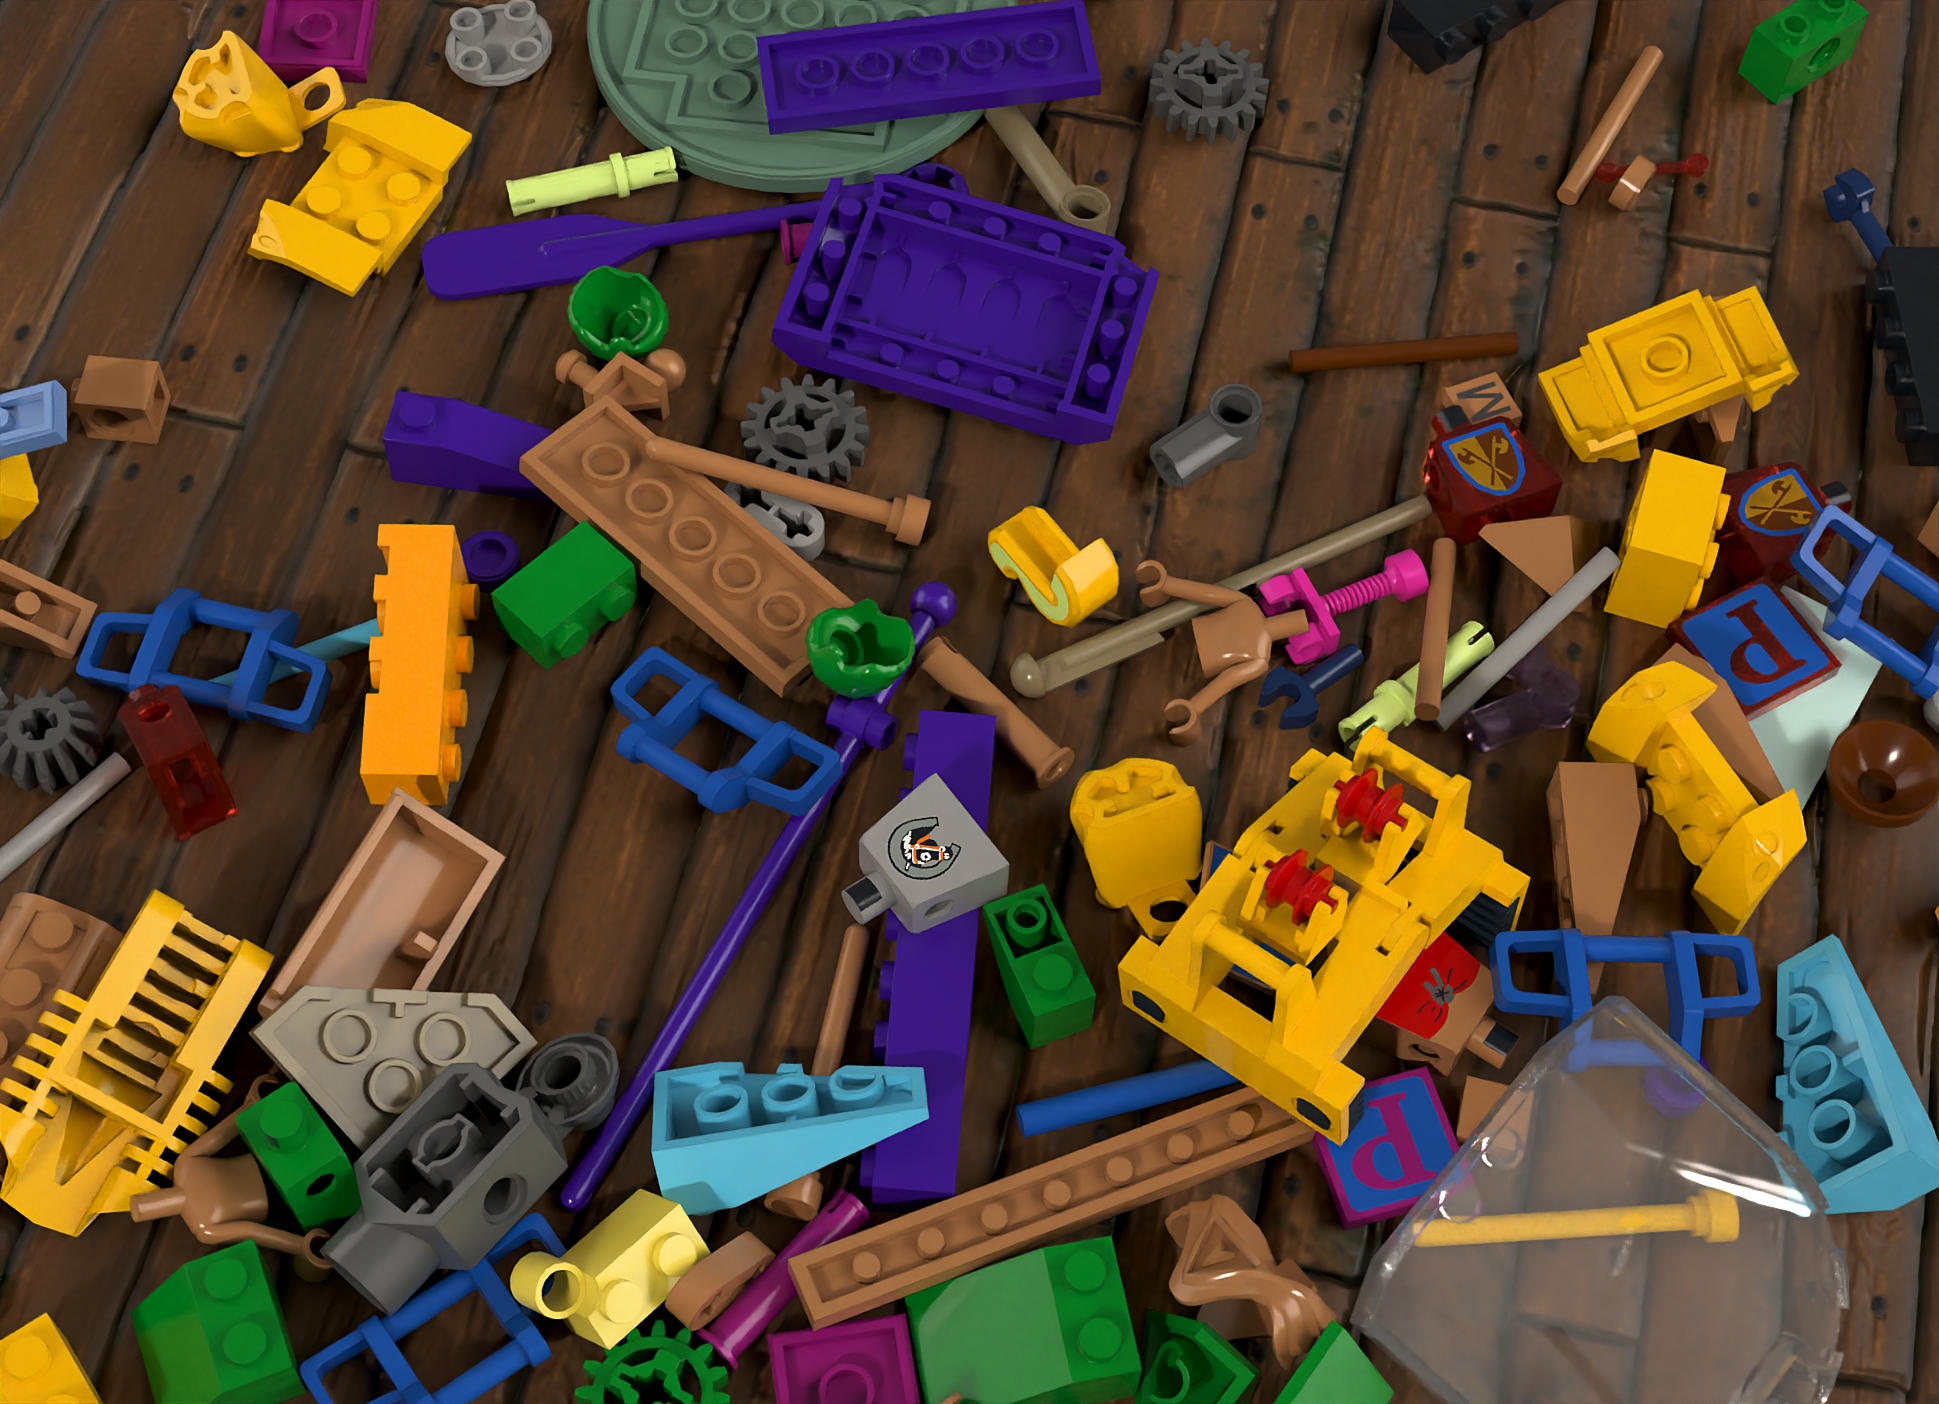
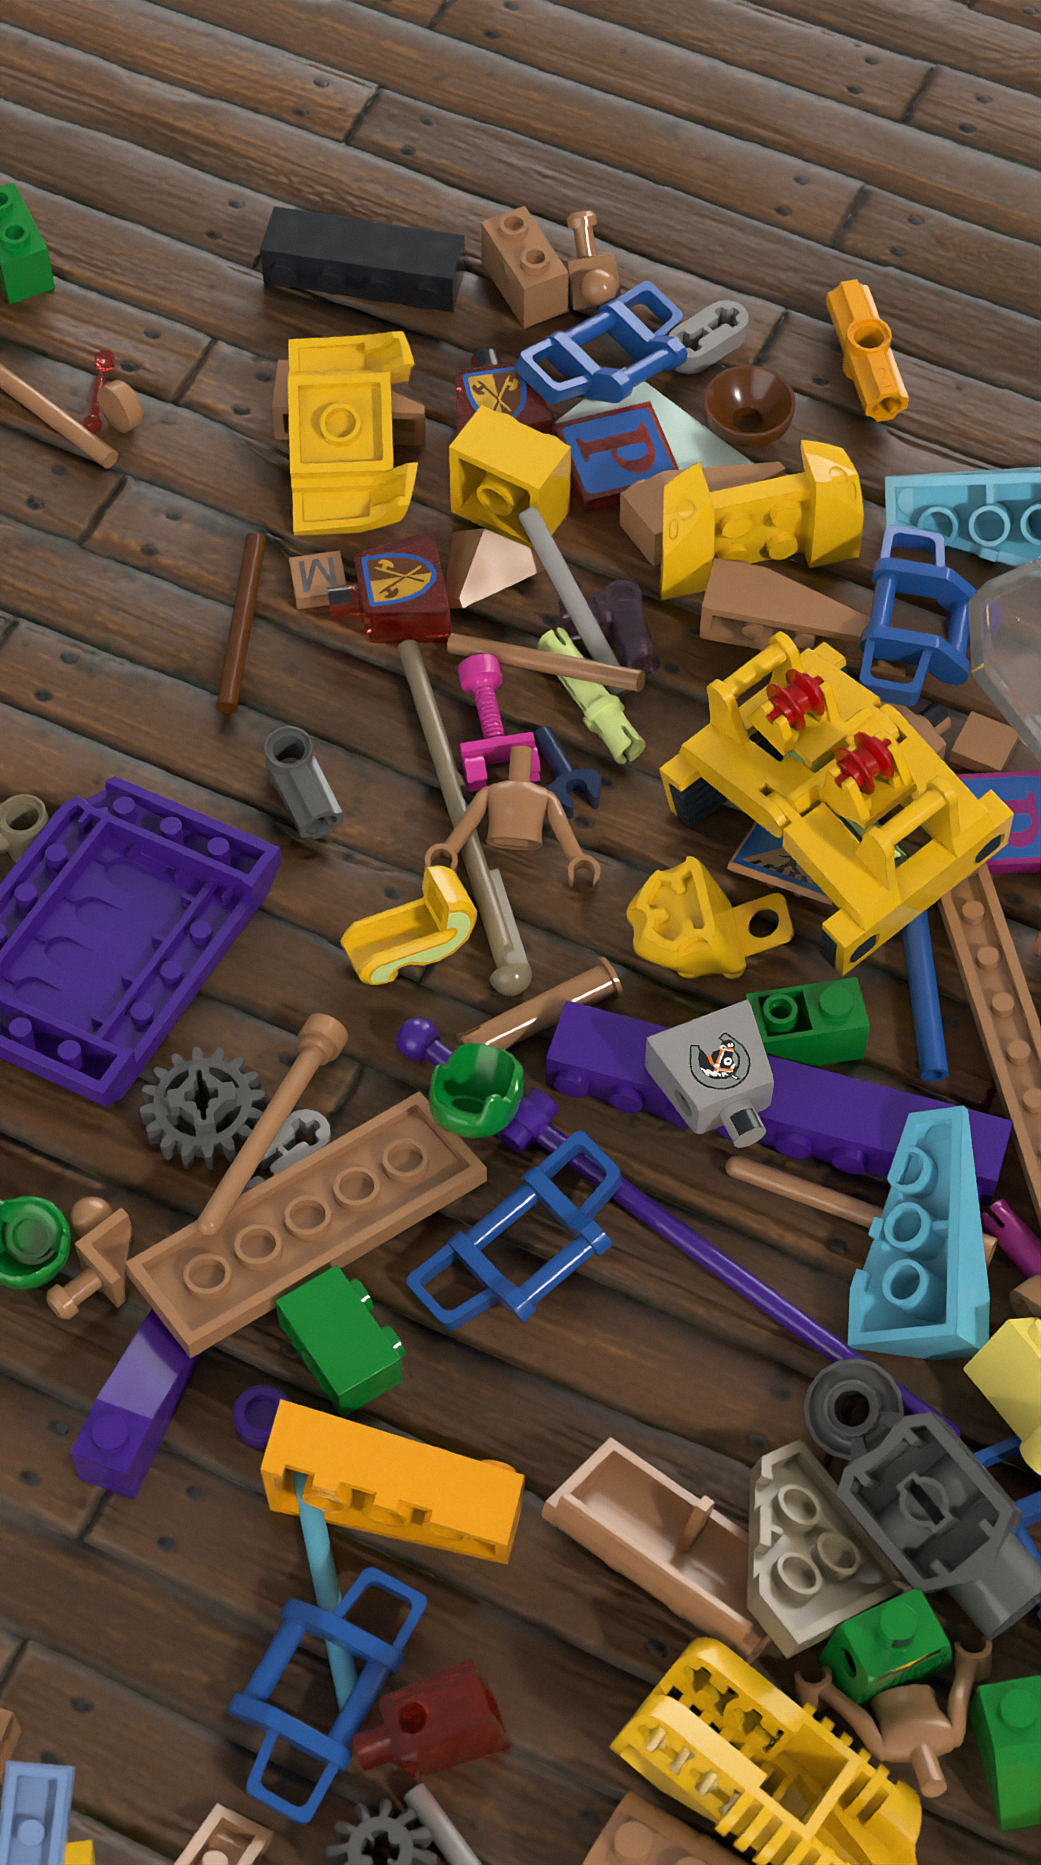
camera: 75 degrees left, 0 degrees up
(1851, 202) = (191, 262): dark blue bar -> none

